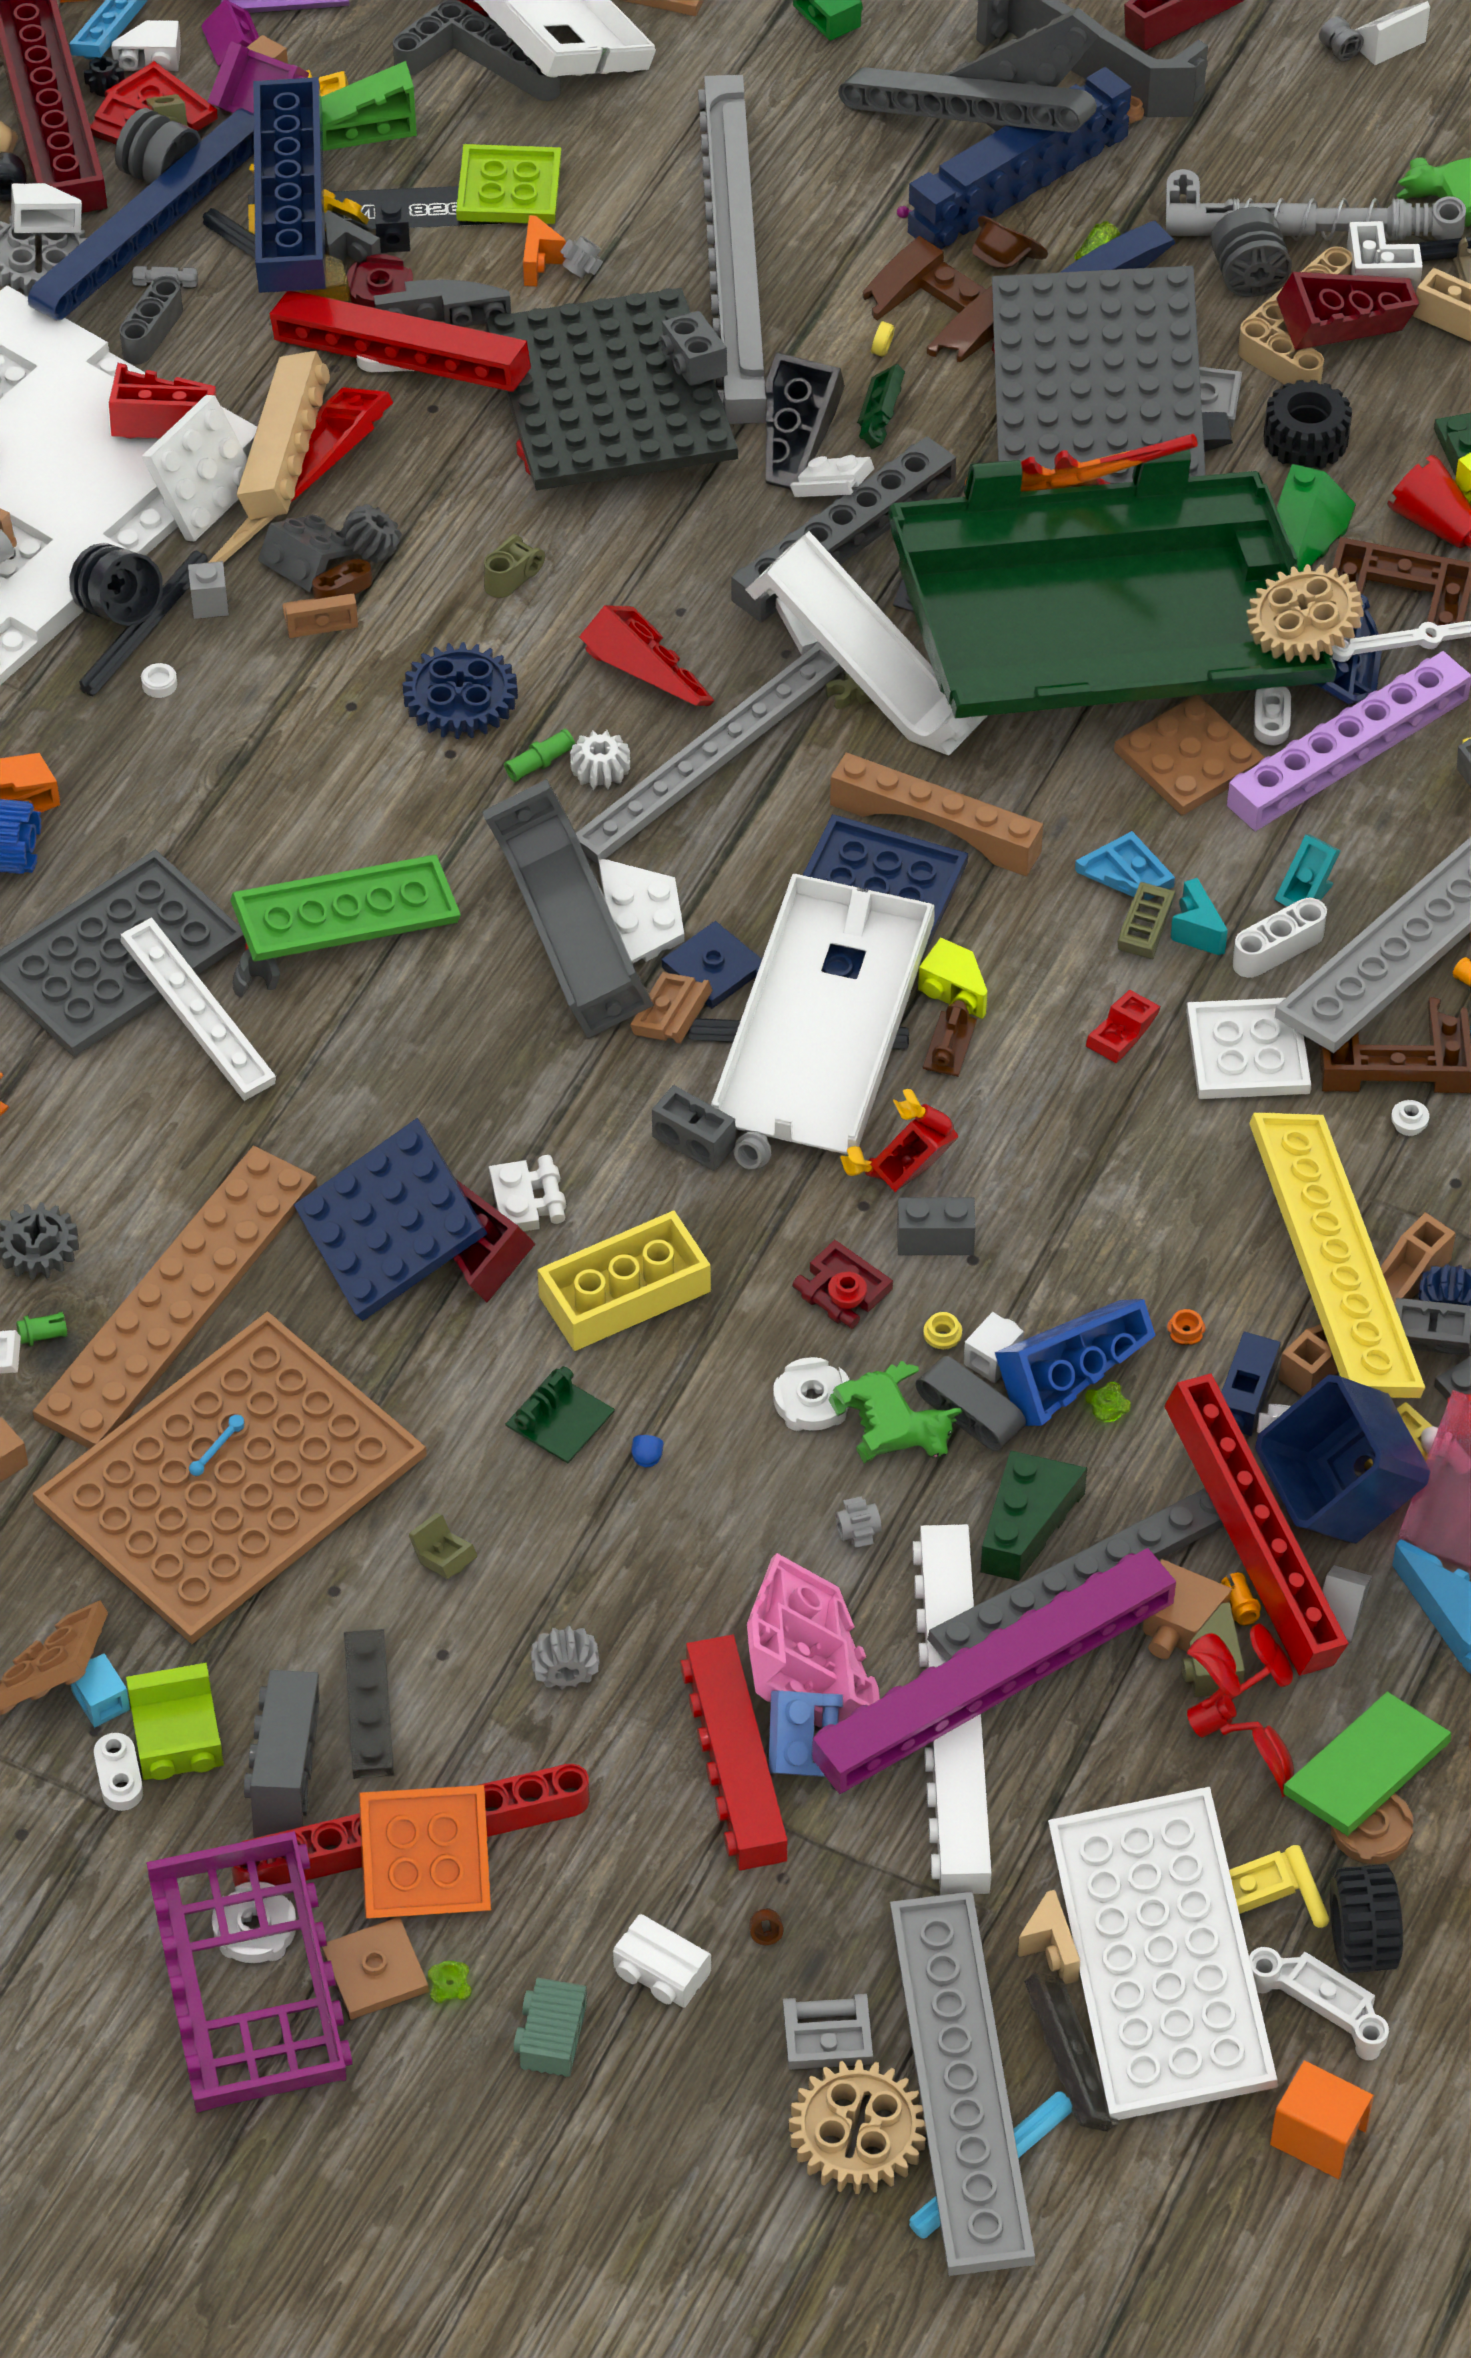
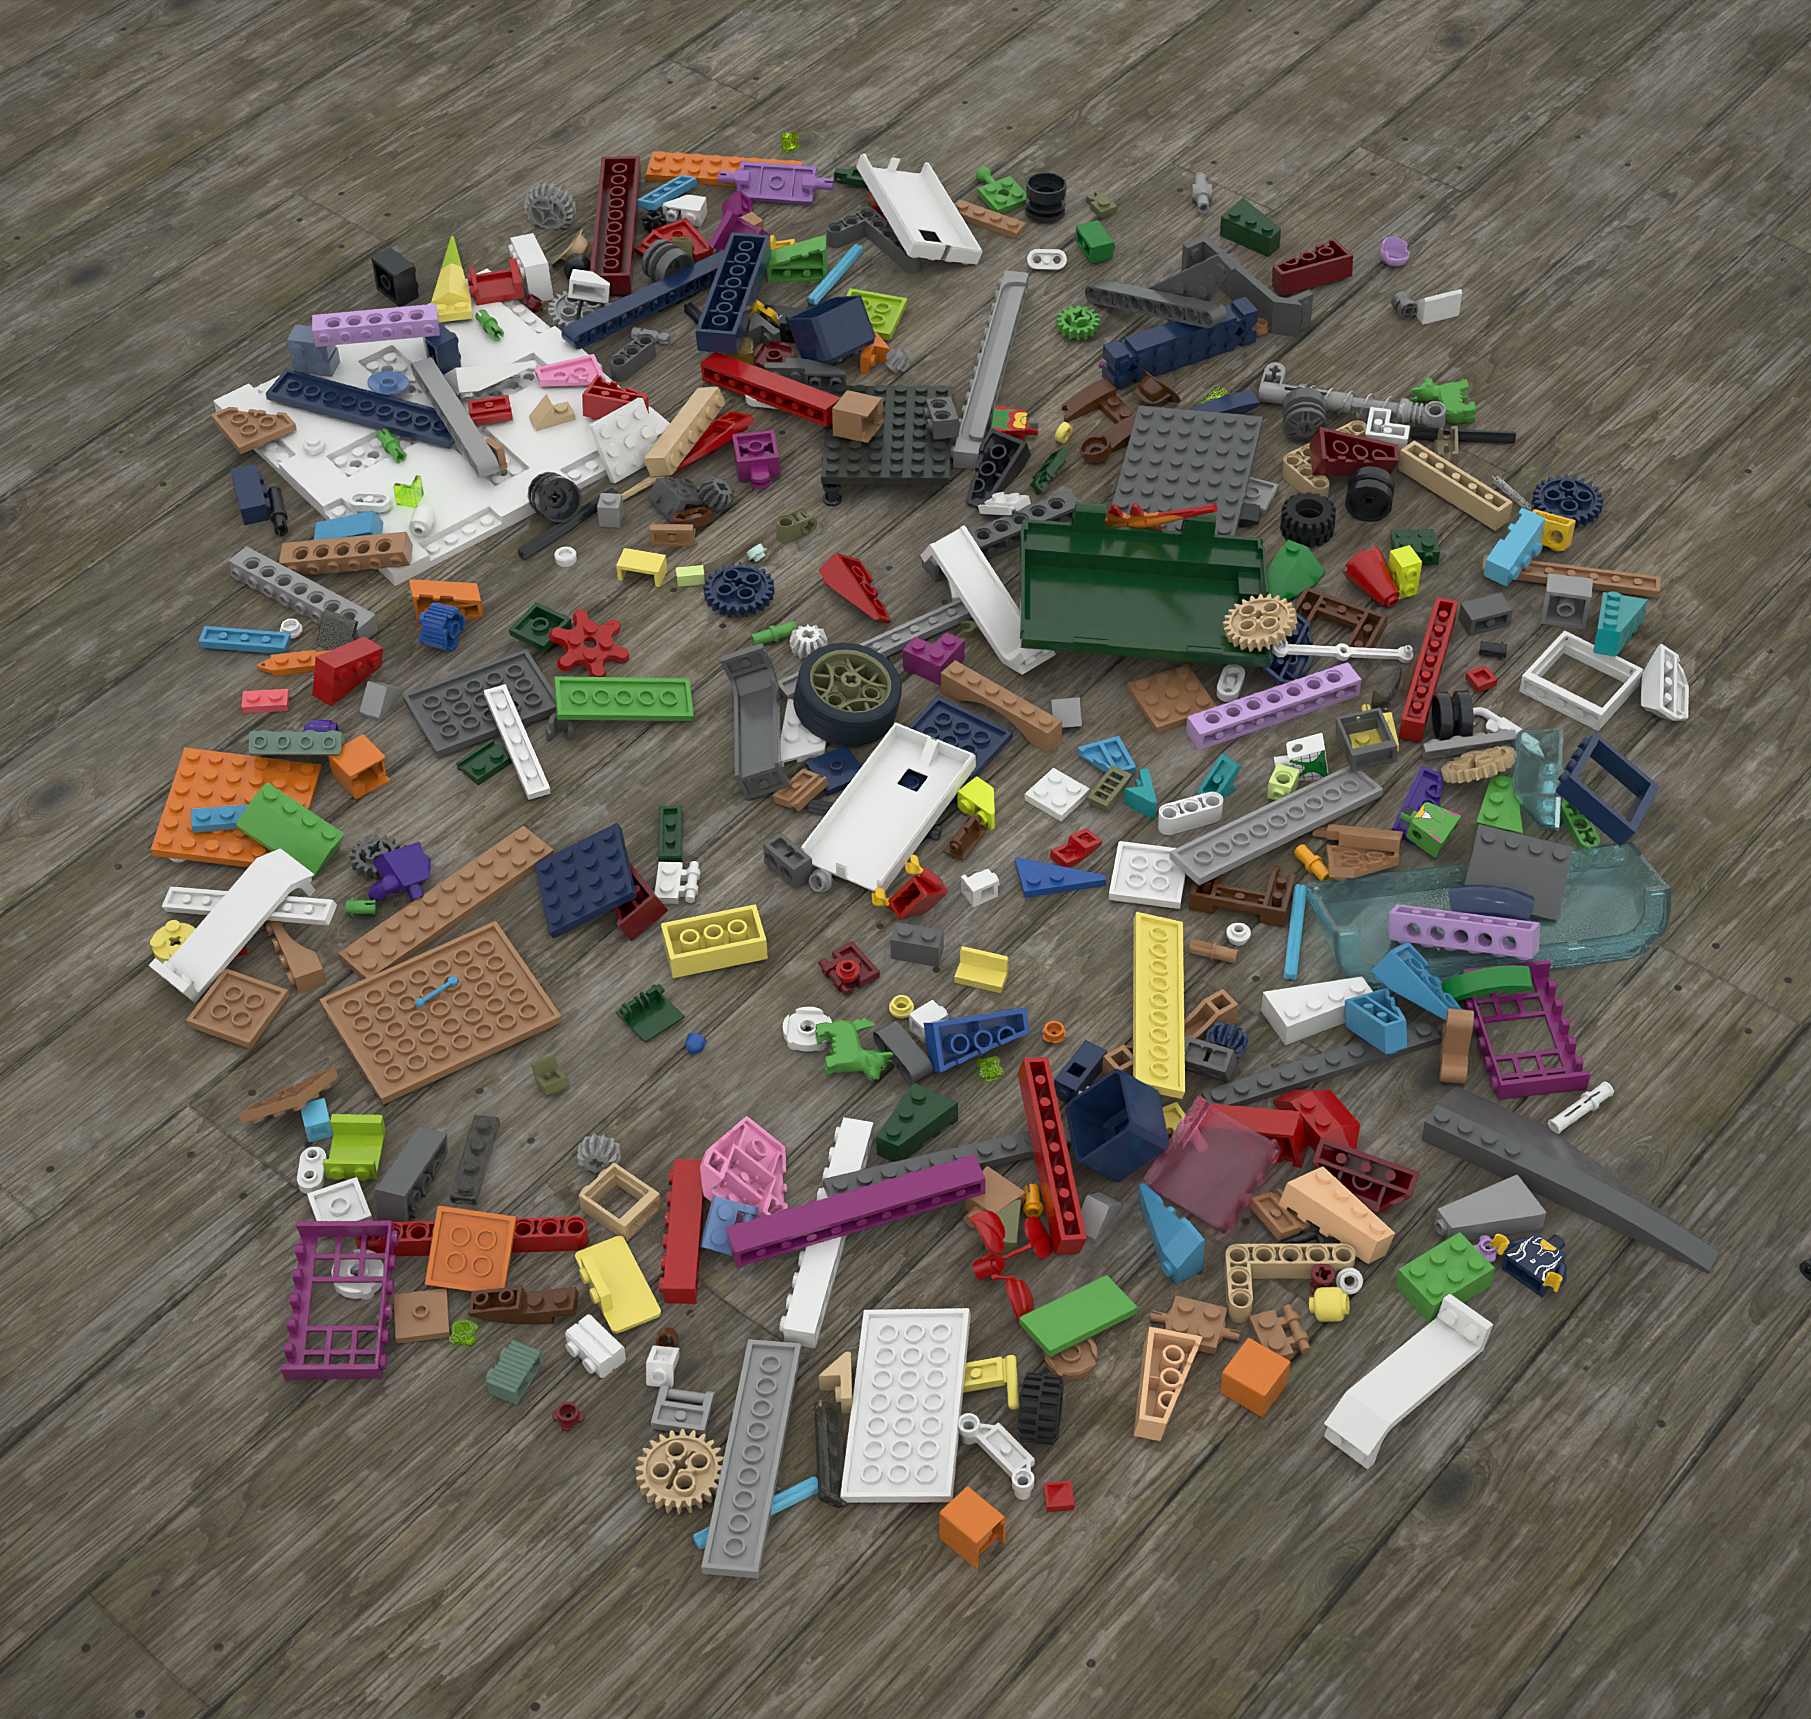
camera: 15 degrees right, 5 degrees down
(56, 442) = (550, 415): none -> tan slope
(65, 364) = (571, 372): none -> bright pink wing
(92, 1259) = (401, 871): none -> dark purple torso
(152, 1050) = (484, 762): none -> dark green plate
(168, 808) = (536, 624): none -> dark green plate
(186, 1818) = (340, 1202): none -> white plate
(245, 844) = (579, 654): none -> red plate
(292, 671) = (643, 563): none -> light yellow panel
(373, 679) = (690, 575): none -> yellowish green piece
(414, 461) = (756, 457): none -> magenta brick
(428, 122) = (835, 274): none -> medium azure axle
(466, 623) = (756, 553): none -> light aqua plate
(469, 223) = (832, 329): none -> dark blue plate
(489, 1117) = (670, 833): none -> dark green tile
(531, 1922) = (520, 1307): none -> reddish brown slope
(554, 502) = (832, 495): none -> black bush
(562, 368) = (857, 416): none -> medium nougat piece
(656, 2065) = (564, 1410): none -> dark red plate
(660, 1708) = (633, 1220): none -> tan window
(660, 1856) = (617, 1284): none -> light yellow bracket
(715, 843) = (847, 694): none -> wheel
(760, 46) = (1047, 257): none -> white plate
(772, 1970) = (661, 1366): none -> white bracket
(799, 336) = (1013, 422): none -> torso
(805, 757) = (929, 659): none -> magenta brick
(845, 147) = (1078, 322): none -> bright green gear
(858, 1522) = (808, 1109): light grey gear -> none
(943, 359) = (1095, 449): none -> reddish brown hair
(999, 1116) = (980, 887): none -> white brick
(1039, 802) = (1066, 710): none -> light grey piece
(1046, 1248) = (982, 970): none -> light yellow panel
(1065, 942) = (1057, 794): none -> white plate
(1097, 1082) = (1045, 878): none -> blue wing
(1382, 1152) = (1213, 951): none -> medium nougat axle
(1391, 367) = (1370, 494): none -> black wheel
(1403, 863) = (1282, 782): none -> yellowish green brick
(1424, 2043) = (1058, 1496): none -> red tile
(1426, 819) = (1307, 756): none -> white torso

